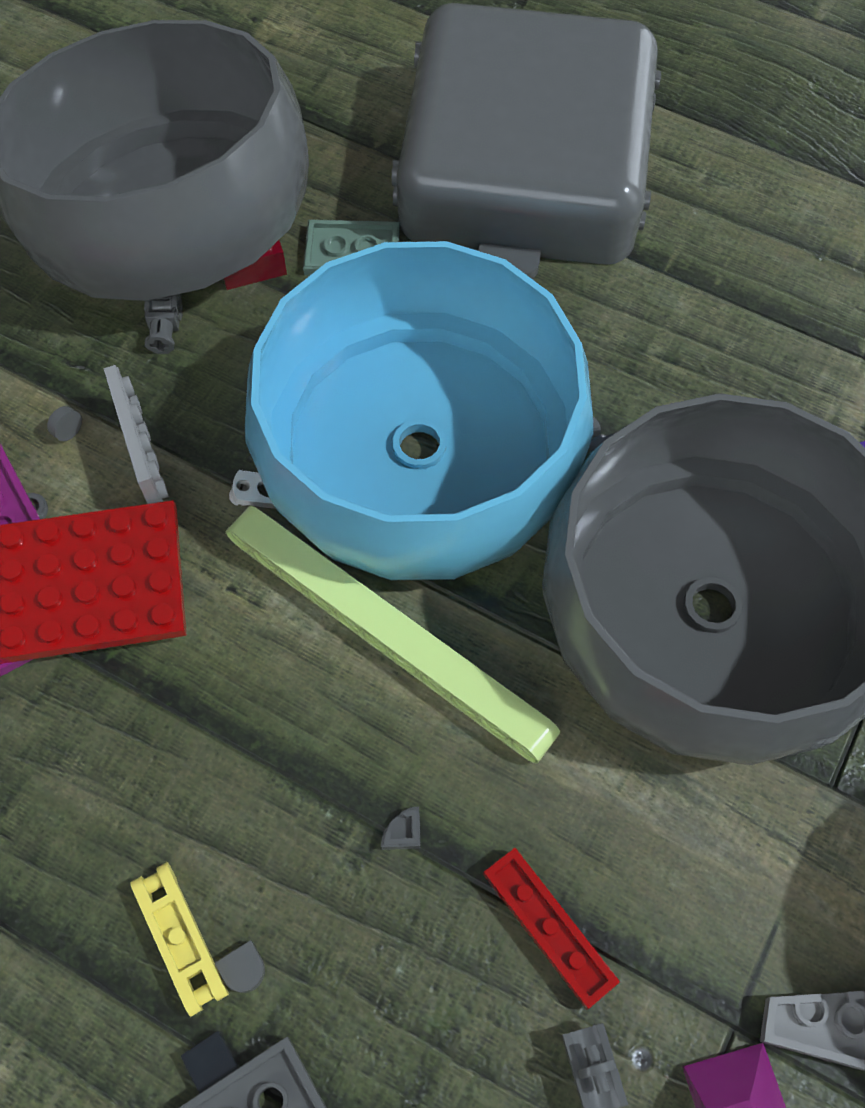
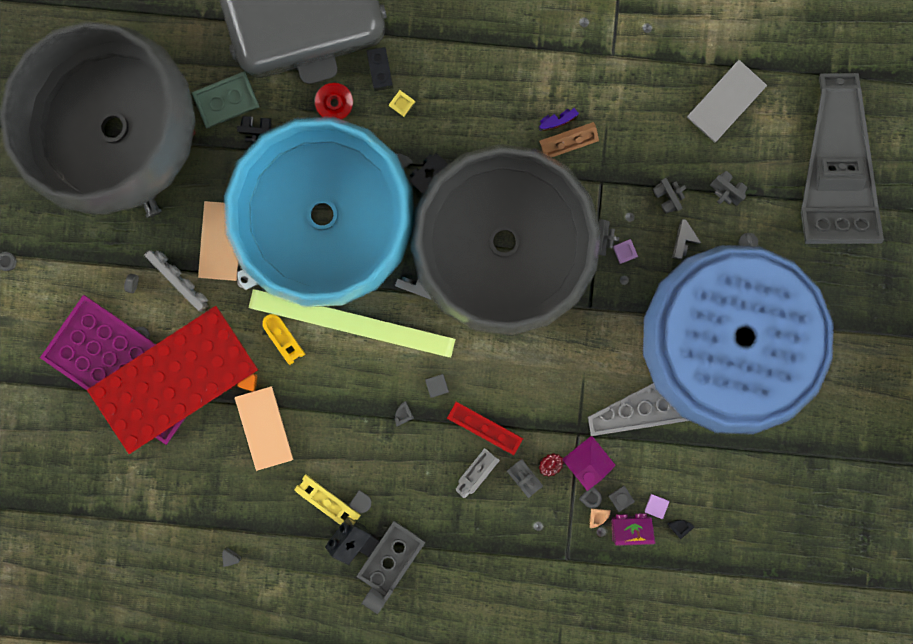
camera: 25 degrees left, 25 degrees up
(139, 744) = (264, 428): none -> light nougat tile
(159, 650) = (249, 383): none -> orange slope
(174, 1034) = (347, 541): none -> black brick
(217, 438) = (216, 253): none -> light nougat tile
(255, 604) = (282, 337): none -> yellow plate
(489, 805) = (437, 385): none -> dark grey tile
(497, 1013) = (476, 473): none -> light grey hinge
(529, 620) = (407, 284): none -> light grey slope
(604, 286) = (380, 69): none -> black brick
(618, 344) = (401, 103): none -> light yellow plate
(658, 1067) = (551, 464): none -> dark red piece

